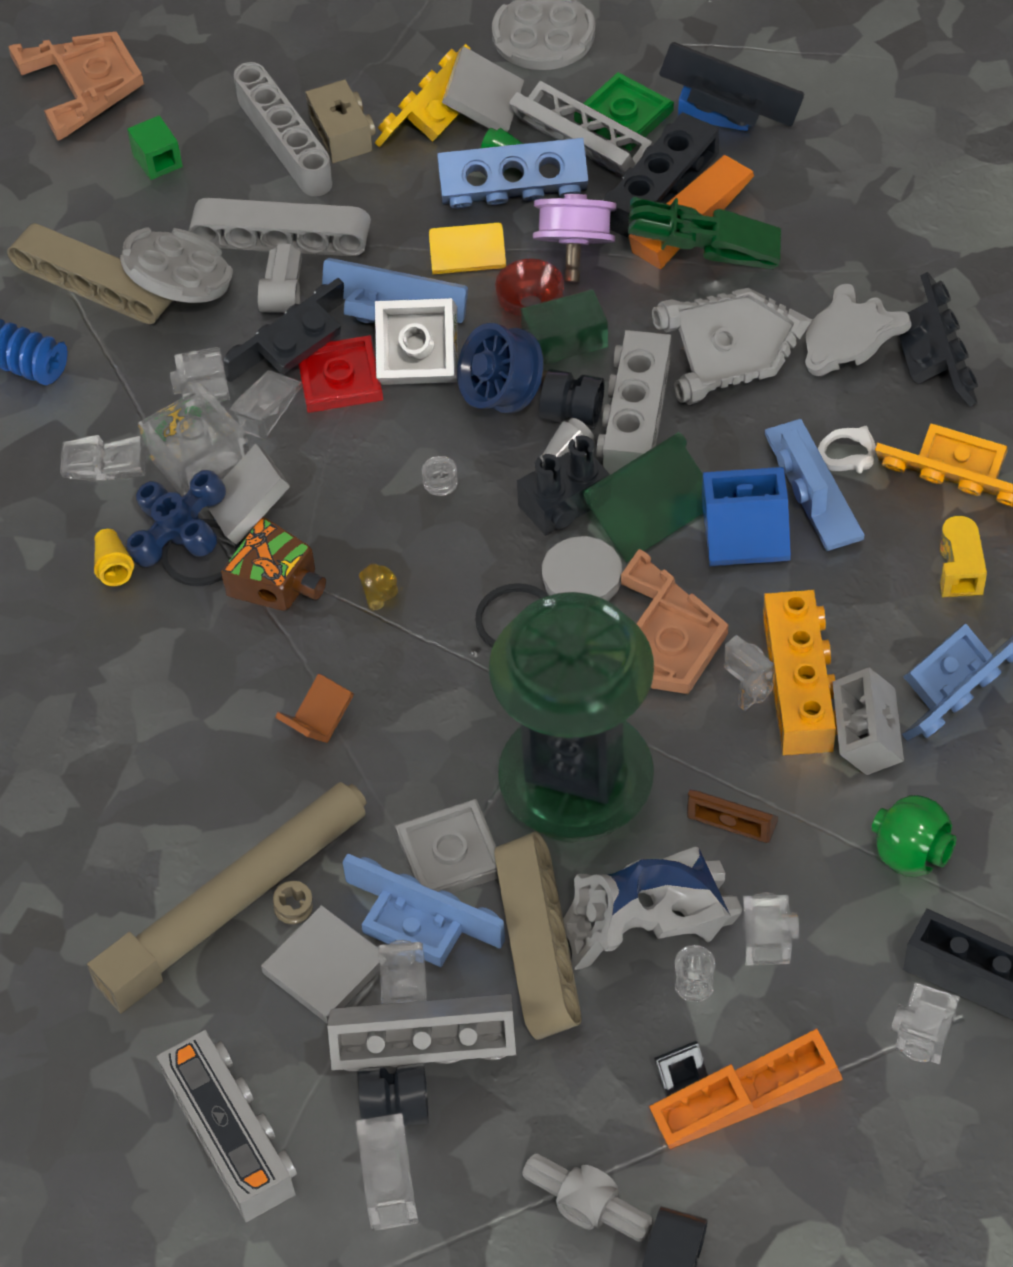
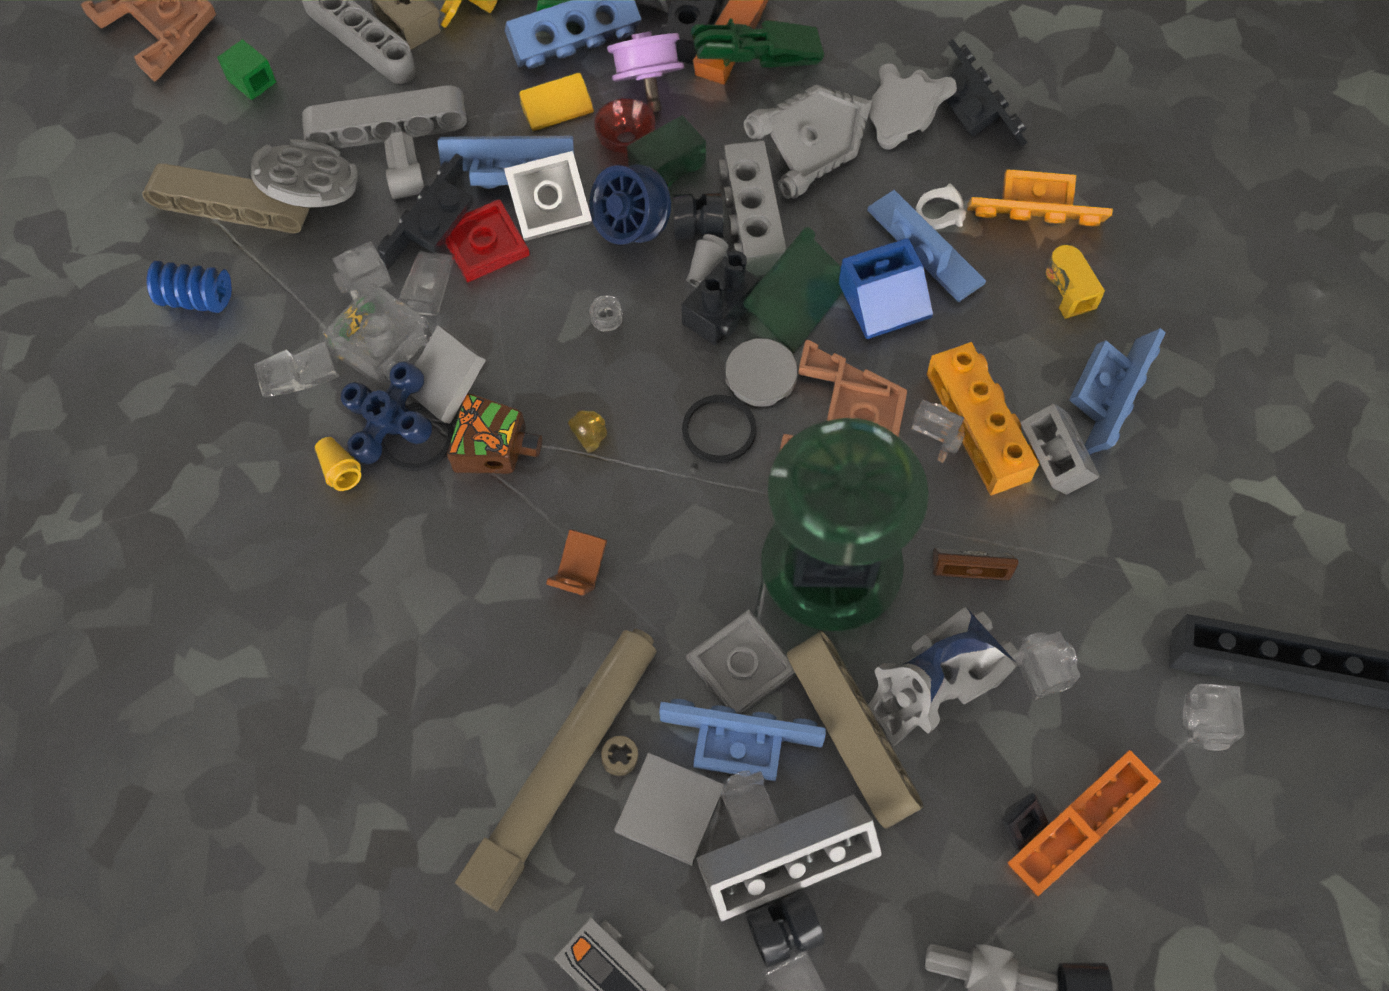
camera: 20 degrees left, 10 degrees up
(695, 975) = (1015, 723): clear bush -> none
(914, 833) = (1134, 542): green plant -> none

